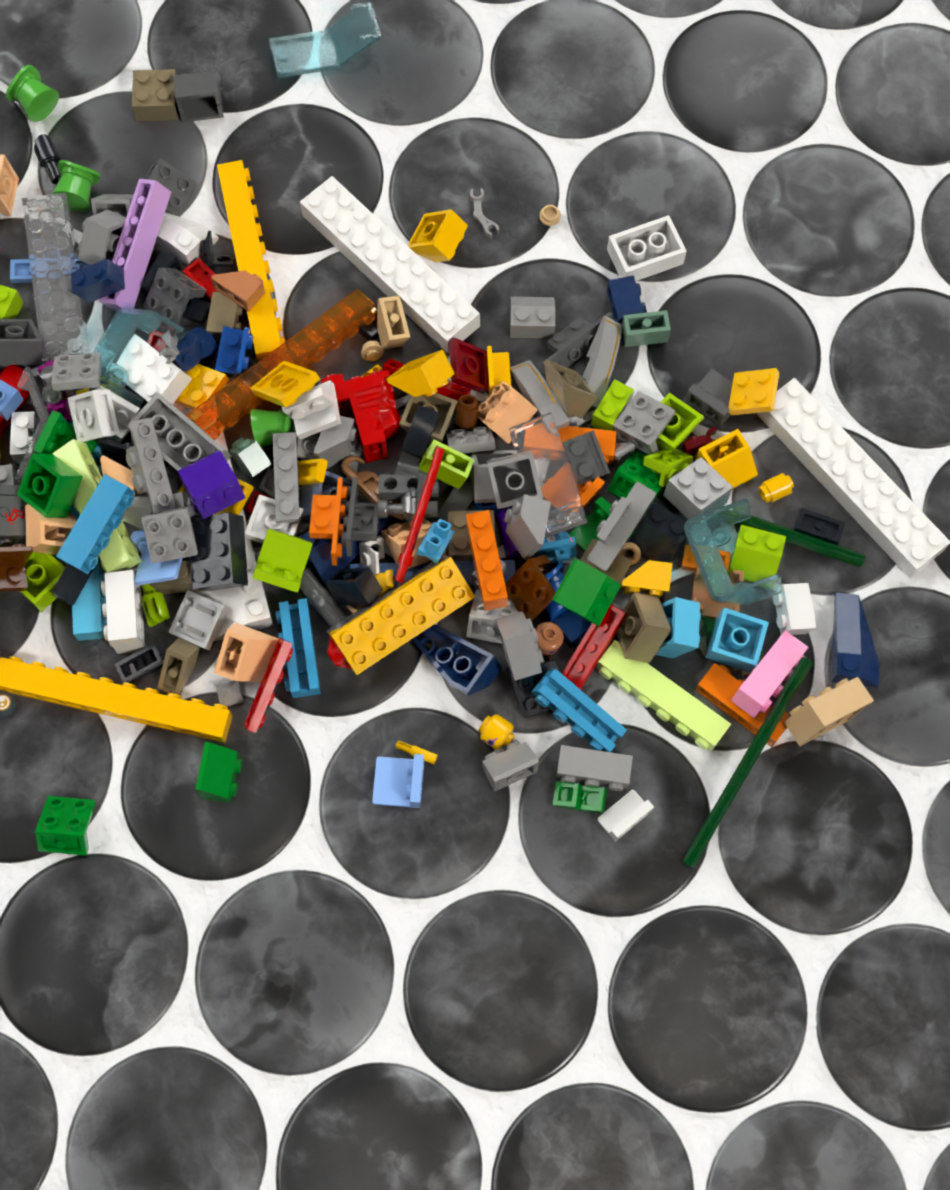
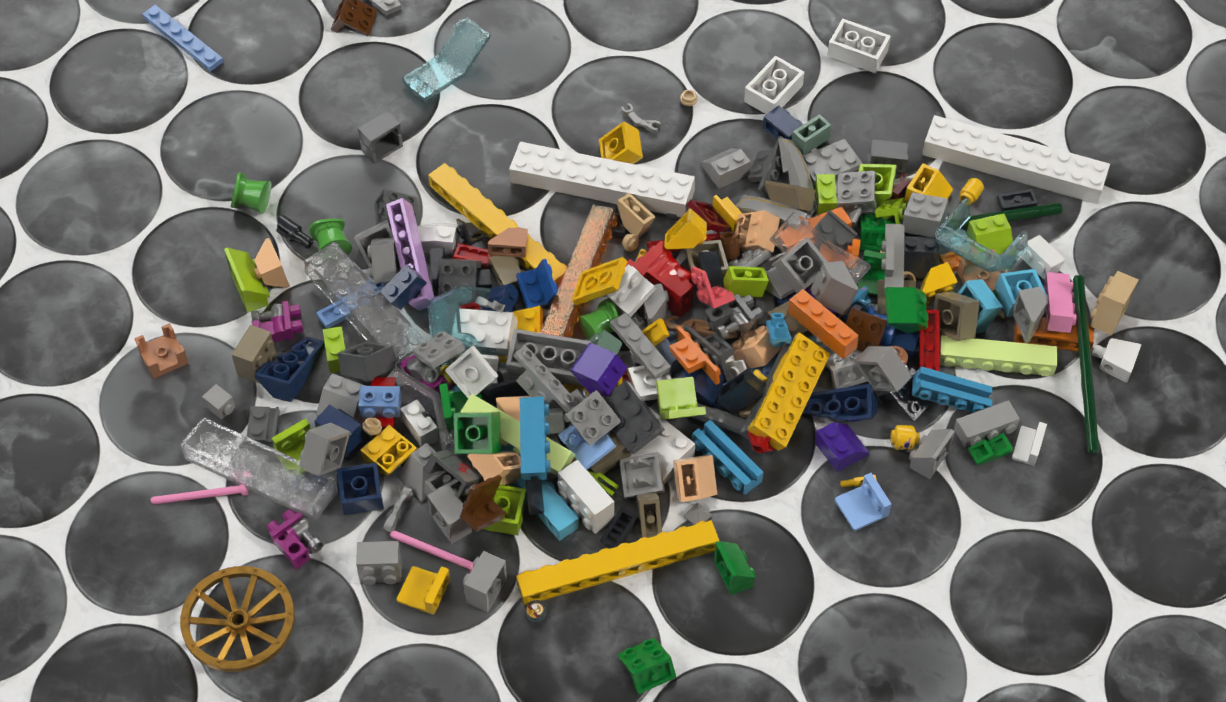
camera: 30 degrees left, 15 degrees down
(154, 95) = (344, 152): dark tan brick -> none
(265, 694) = (726, 489): plate -> none
(397, 465) = (710, 296): none -> coral bracket
(406, 558) = (765, 353): red bar -> none
(426, 701) = (840, 445): none -> dark purple slope
(649, 370) = (832, 160): none -> light grey plate
(724, 670) = (1029, 311): none -> light grey slope
(753, 391) = (914, 136): yellow plate -> none
(774, 249) = (858, 45): none -> white brick
(793, 773) = (1117, 358): none -> white torso
(852, 643) = (1090, 260): dark blue wedge -> none

